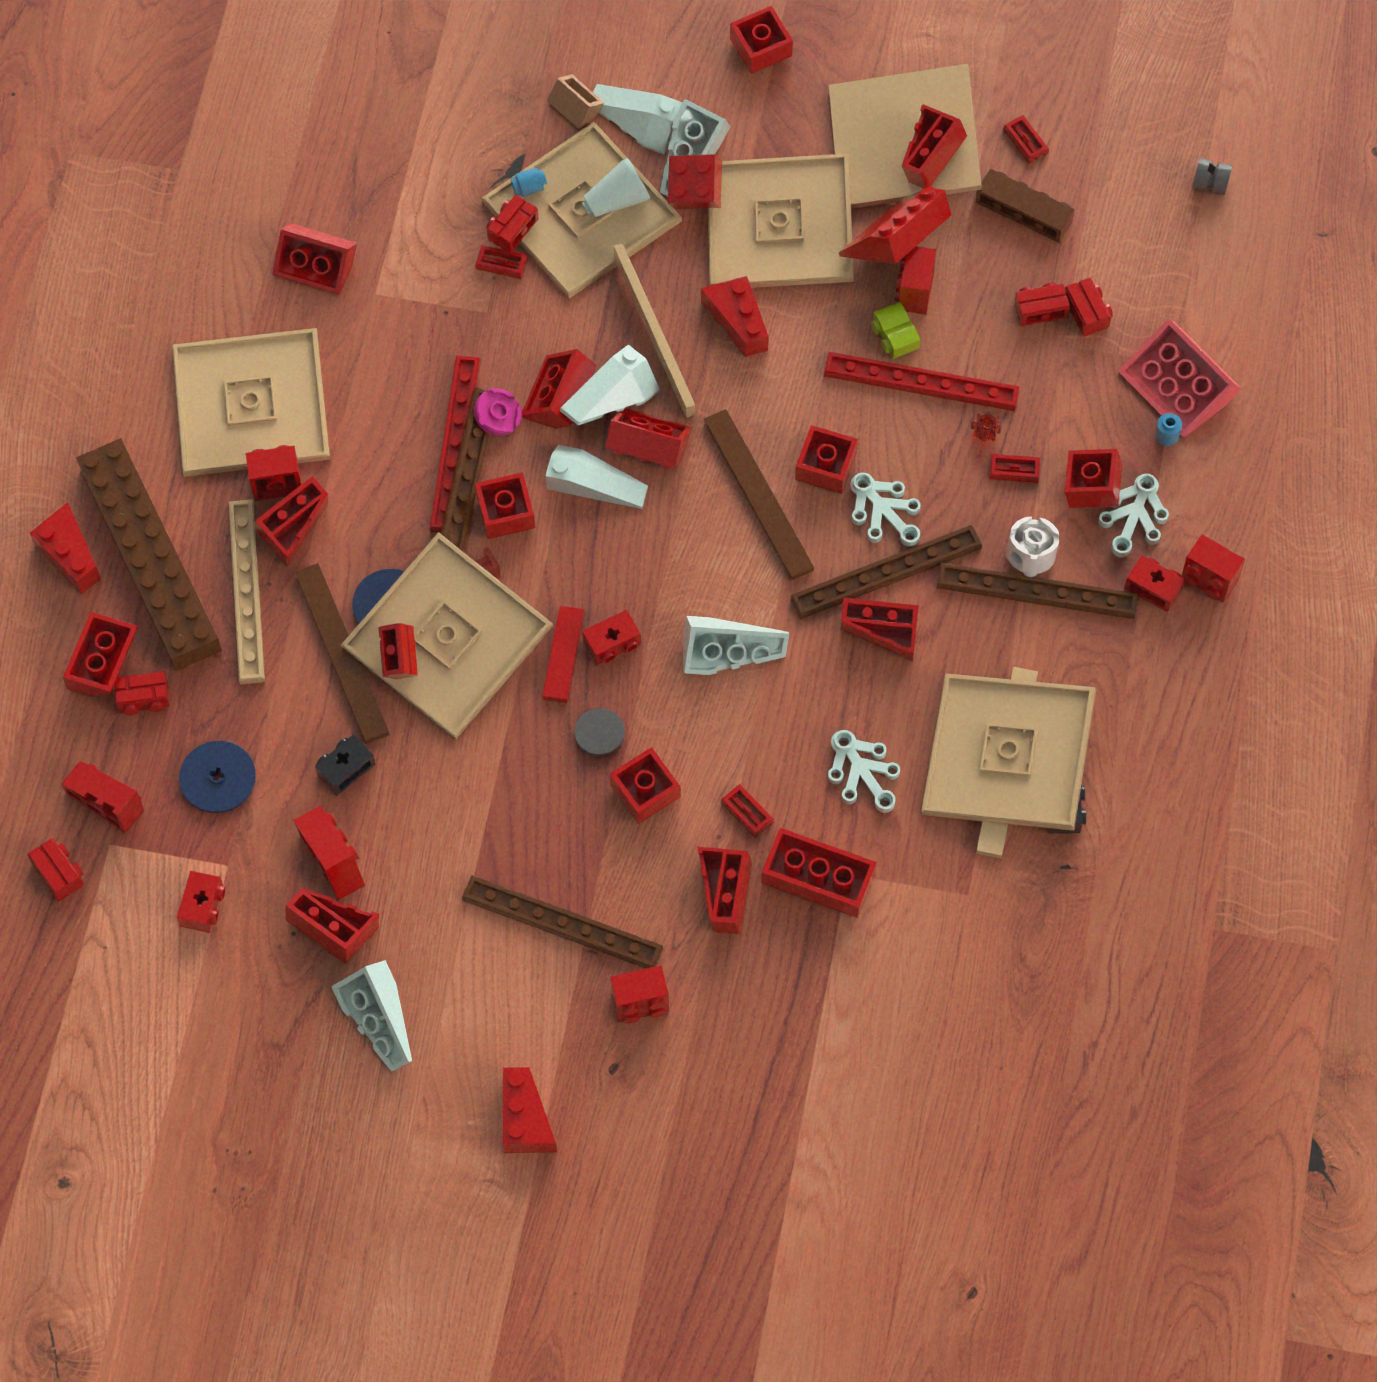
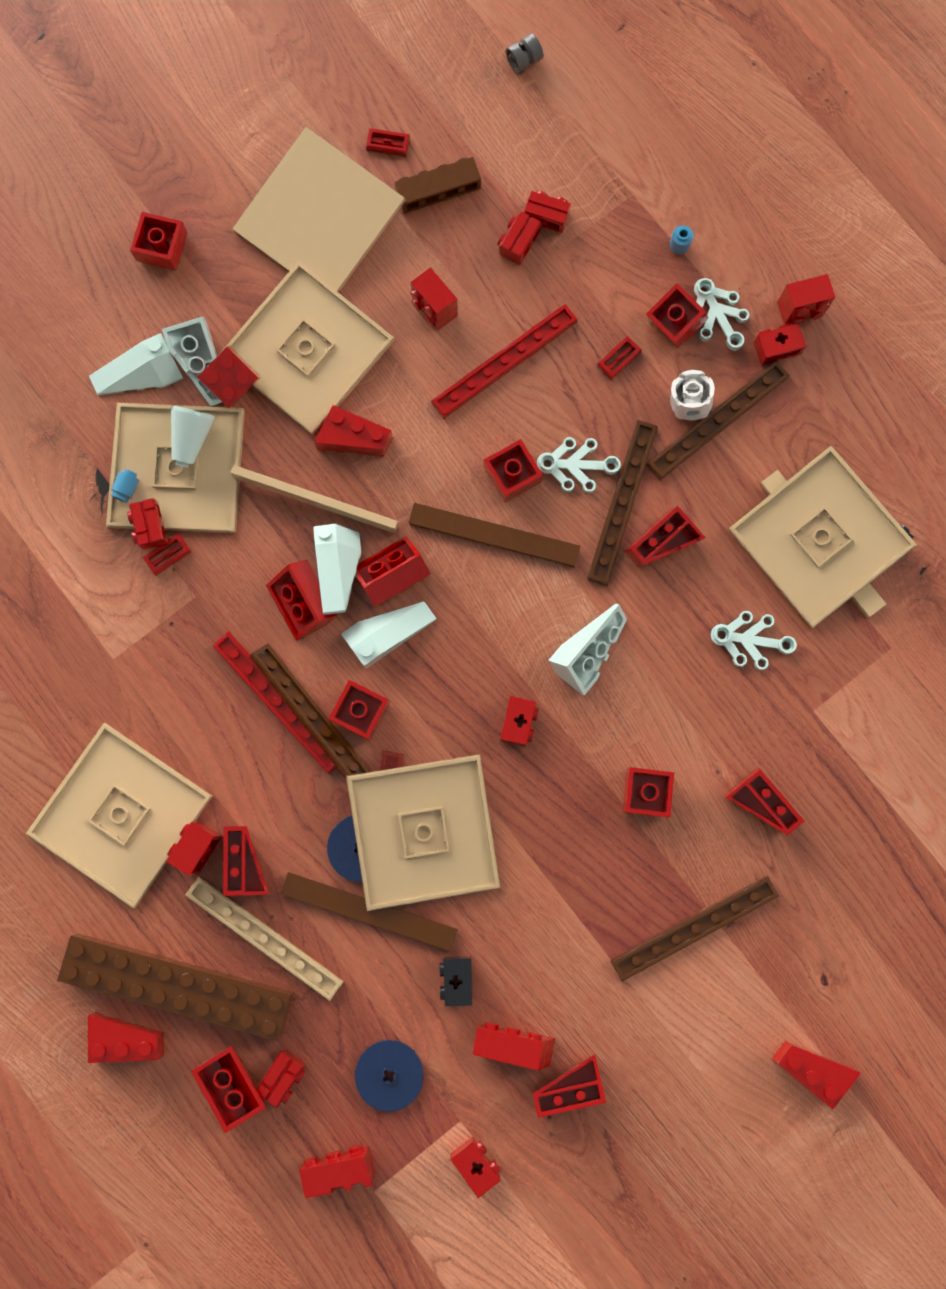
camera: 50 degrees left, 15 degrees up
(55, 869) = (364, 1250): red brick -> none
(313, 258) = (47, 679): red slope -> none
(374, 1004) = (649, 1105): light aqua wedge -> none
(398, 651) = (412, 879): red brick -> none
(497, 412) = (282, 655): dark pink tile -> none
(563, 654) = (500, 762): red tile -> none
(575, 101) = (89, 401): medium nougat brick -> none
(599, 732) = (578, 787): dark grey tile -> none
(640, 994) = (799, 925): red brick -> none
(761, 826) = (698, 738): red tile -> none
(818, 872) = (806, 732): red brick -> none
(896, 330) = (455, 344): lime brick -> none
(900, 227) = (389, 277): red slope -> none
(932, 147) = (349, 200): red wedge -> none
(989, 421) = (577, 355): clear red gear -> none
(1179, 377) = (648, 201): coral slope -> none

